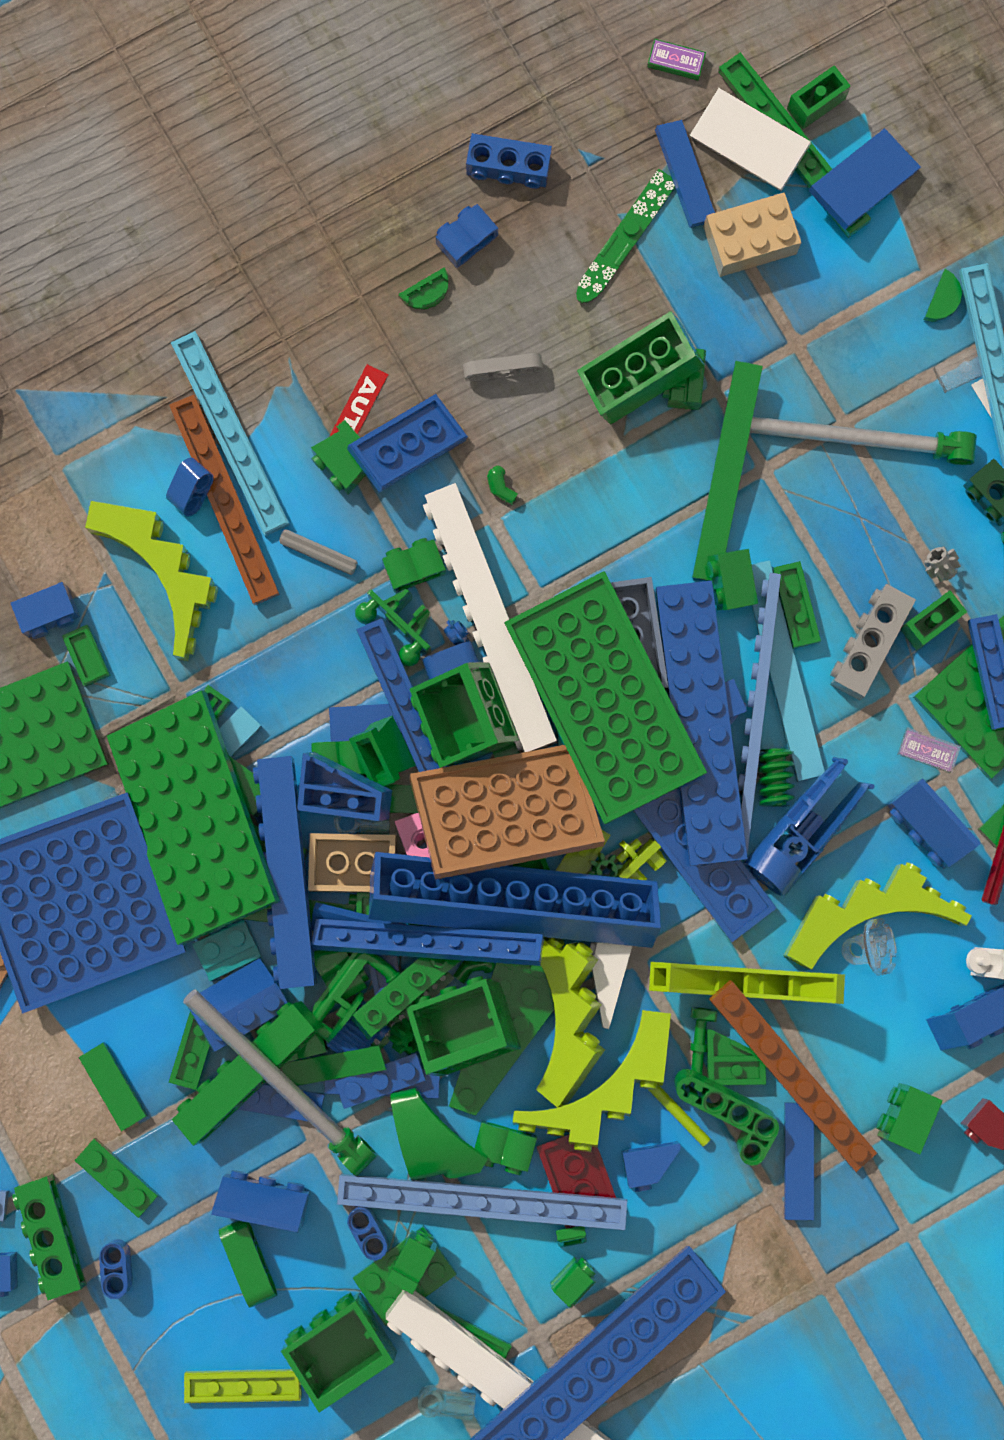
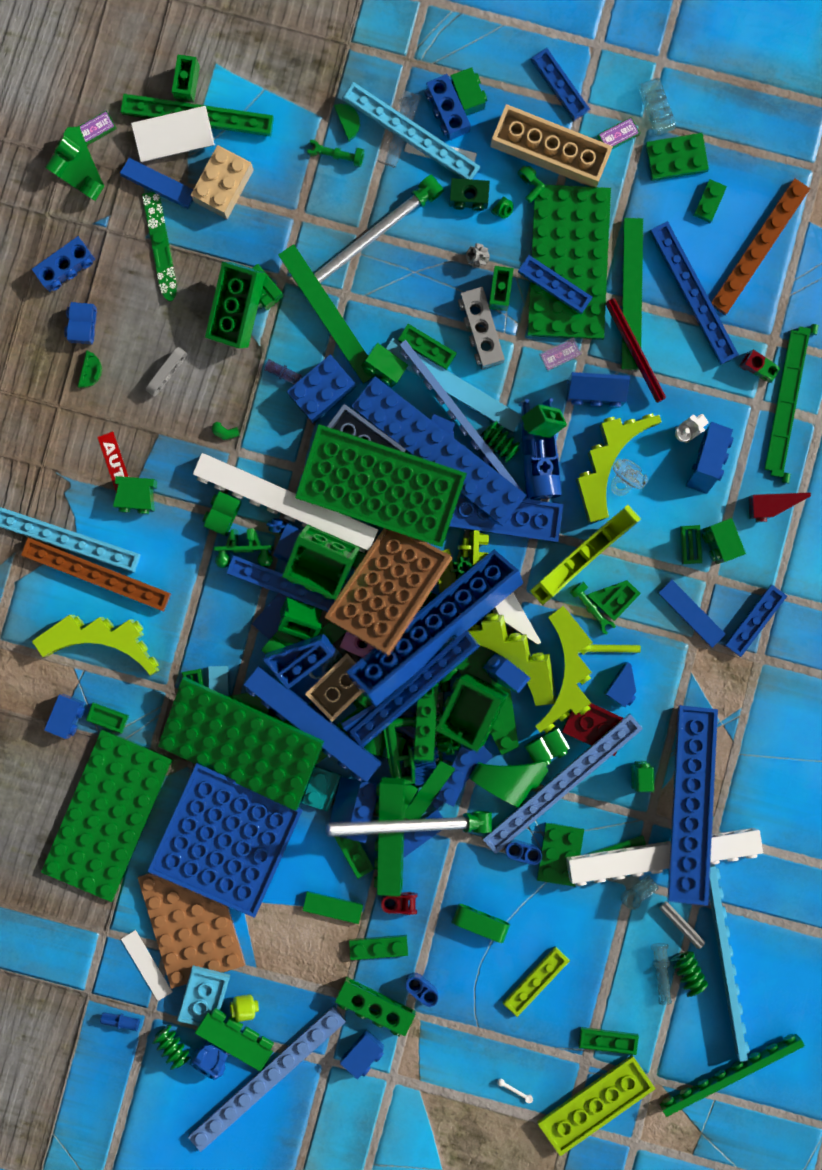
camera: 40 degrees left, 5 degrees up
(187, 1155) = (401, 903): none -> dark red piece
(189, 487) = (73, 585): blue beam -> none
(261, 1201) = (459, 889): blue slope -> none
(318, 552) = (169, 553): light grey axle -> none
(338, 1350) = (565, 920): green container -> none
(407, 443) = (157, 456): blue tile -> none
(412, 1261) = (558, 844): green hips -> none
(539, 1023) = (506, 673): none -> blue slope
(571, 1236) = (620, 757): green tile -> none
(620, 74) = (74, 163): none -> green panel
(620, 484) = (282, 372): none -> clear purple axle
(643, 540) = (321, 389): none -> blue brick
(723, 1110) = (633, 626): green beam -> none
(792, 1075) = (649, 576): dark orange plate -> none
(842, 799) = (543, 421): none -> green brick
(854, 1105) = (690, 542): none -> green tile
(860, 1238) = (755, 620): none -> blue plate
(864, 179) = (249, 98): blue tile -> none
(898, 319) = (336, 153): none -> green piece

